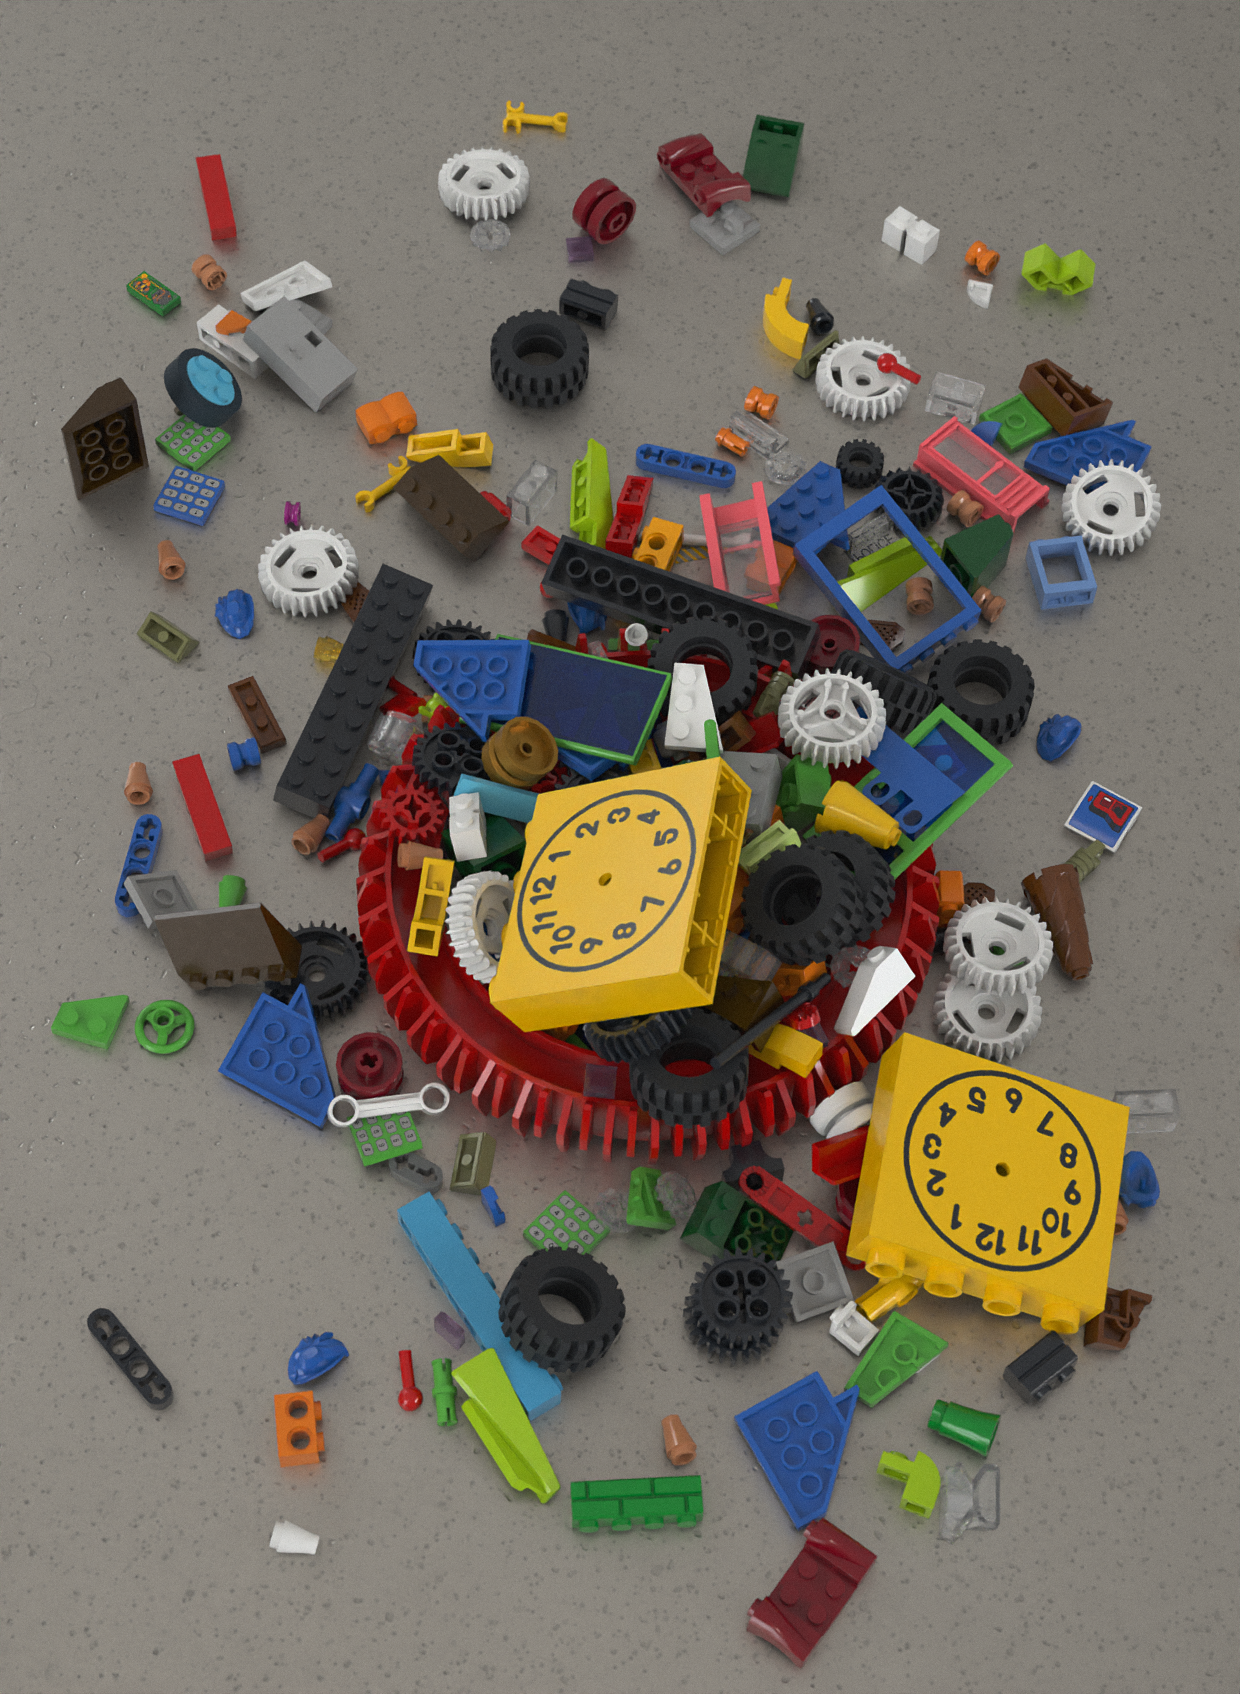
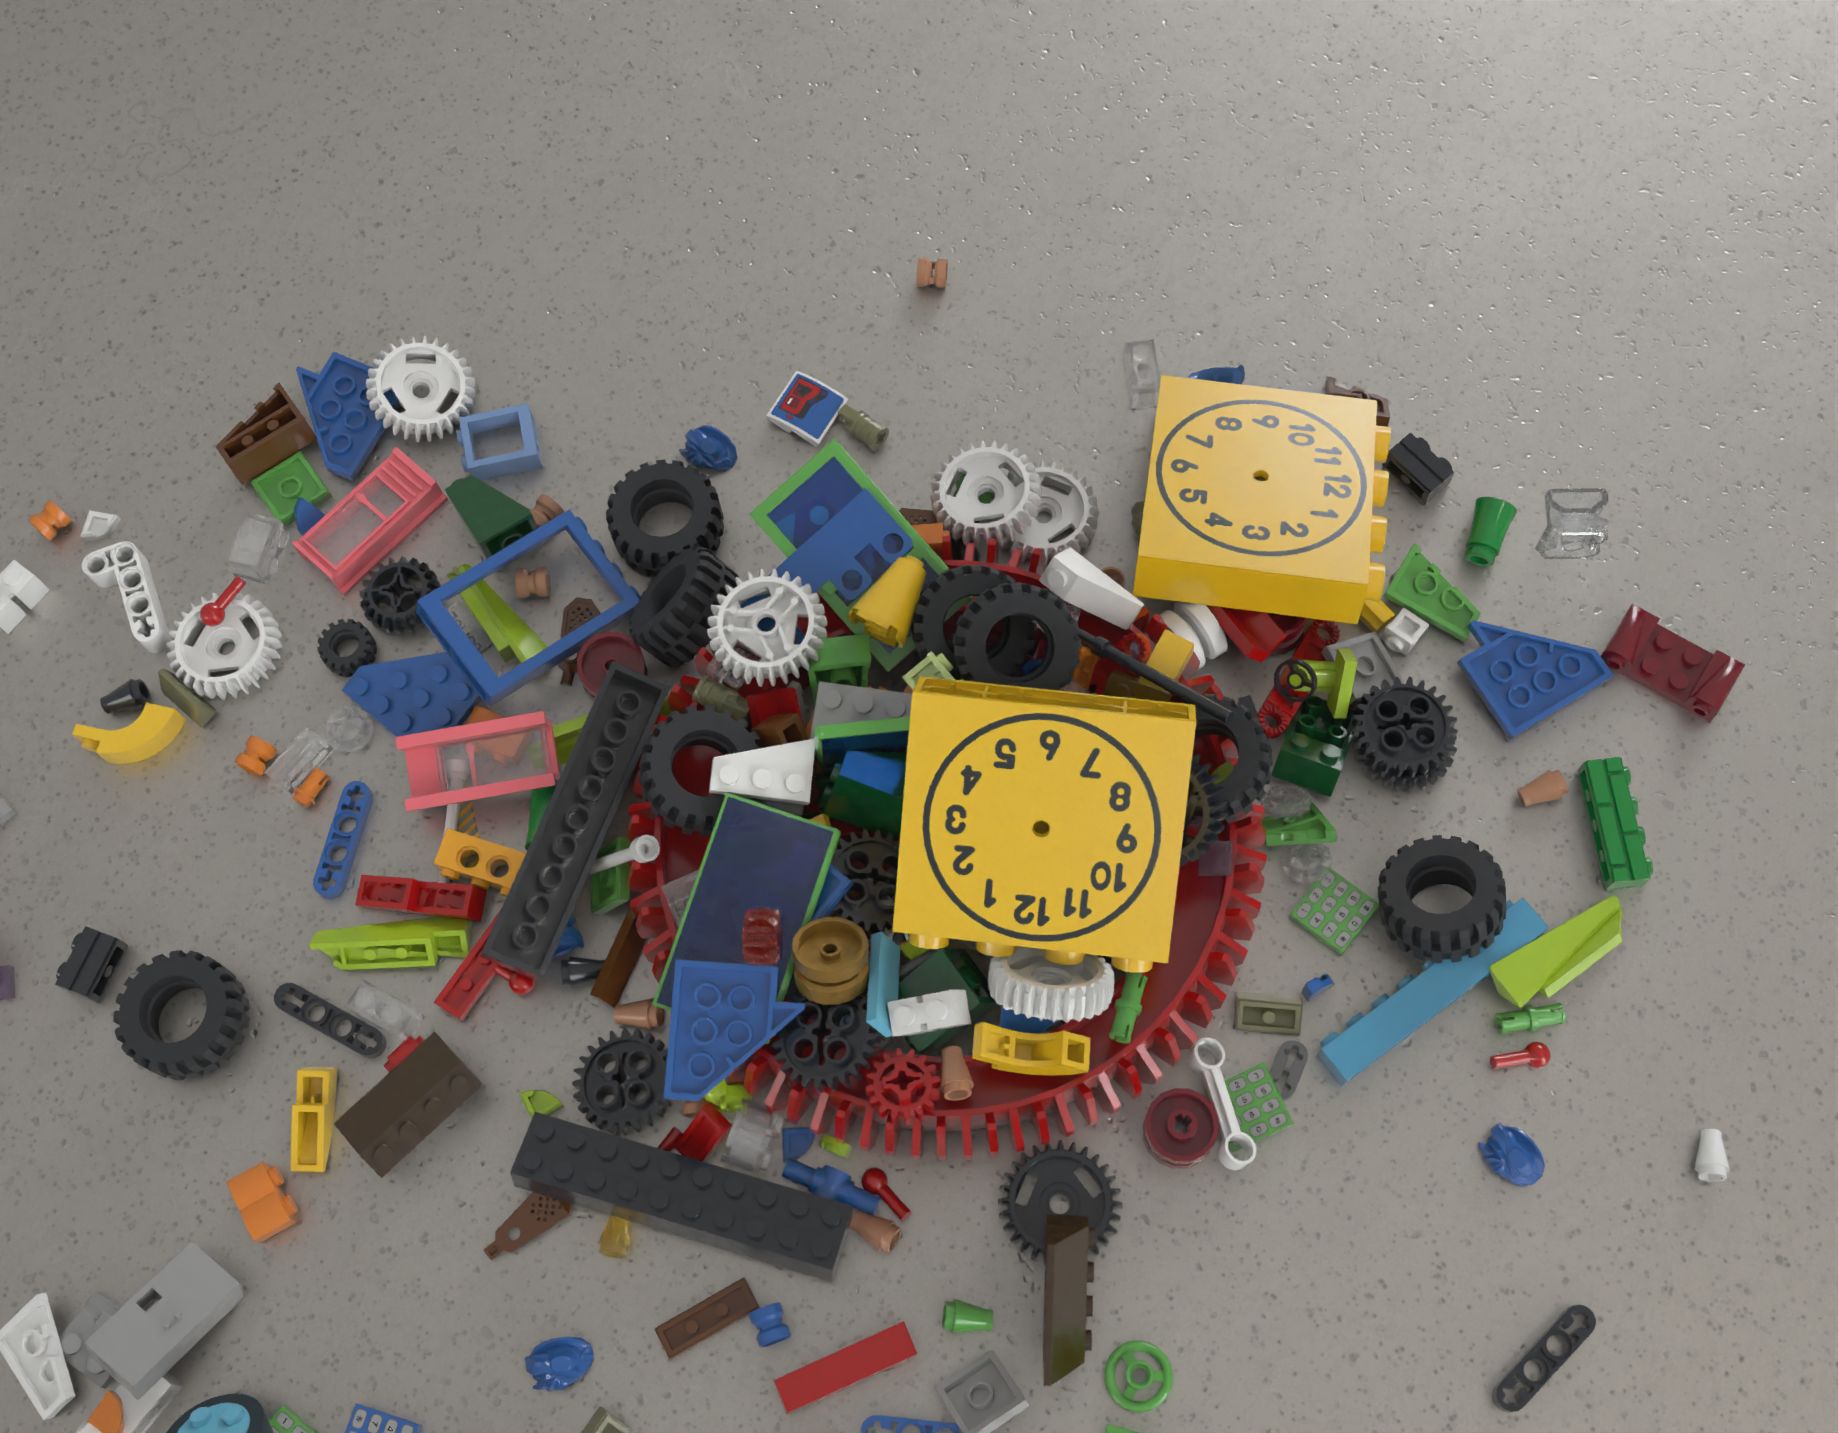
camera: 85 degrees left, 10 degrees up
(283, 1057) = (1175, 1227): blue wing -> none
(292, 513) = (410, 1306): magenta bush -> none
(292, 1429) = (1598, 1170): orange brick -> none
(308, 553) = (477, 1274): white gear -> none
(384, 488) = (347, 1174): yellow bar -> none
(446, 602) = (540, 1102): none -> lime tile
(449, 1330) = (1464, 1017): clear purple tile -> none
(463, 994) = (1128, 1007): none -> bright green pin
(526, 458) = (331, 1018): none -> black beam
(541, 697) = (762, 936): none -> clear red gear
(798, 1224) = (1321, 676): none -> lime piece
(914, 319) = (135, 598): none -> white beam
(920, 1477) = (1551, 570): lime brick -> none
(964, 508) = (413, 537): nougat wheel -> none
(1047, 270) = (79, 432): lime brick -> none
(1060, 904) = (926, 443): reddish brown cone -> none

